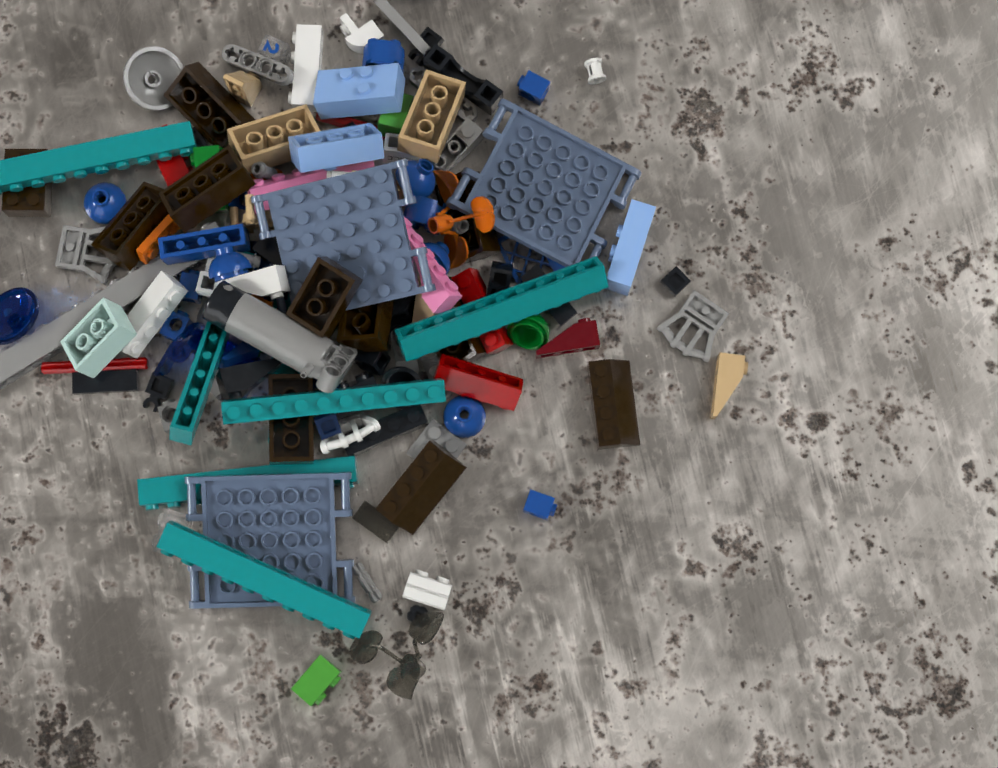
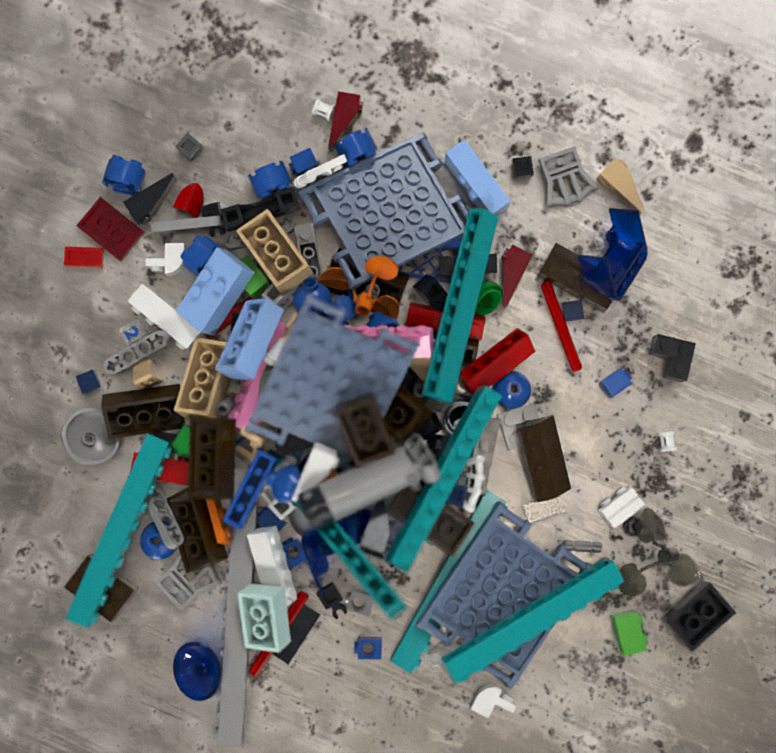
camera: 50 degrees left, 5 degrees up
(131, 190) = (166, 532): none -> light grey beam
(143, 460) = (376, 654): none -> blue brick
(165, 592) = (487, 697): none -> white brick
(203, 44) = (88, 381): none -> dark blue tile
(376, 732) = (698, 615): none -> black brick
(427, 15) = (190, 200): none -> red brick
(495, 67) = (270, 180): none -> blue brick
(519, 591) = (667, 441): none -> white bush
(538, 106) = (321, 171): none -> white plate
(555, 420) = (561, 326): none -> red axle
(578, 420) = (573, 310): none -> dark blue tile
(581, 121) = (356, 147): none -> blue brick
(601, 93) = (345, 115): none -> dark red slope
(608, 540) = (678, 356): none -> black brick
(652, 429) = (622, 260): none -> clear blue windscreen

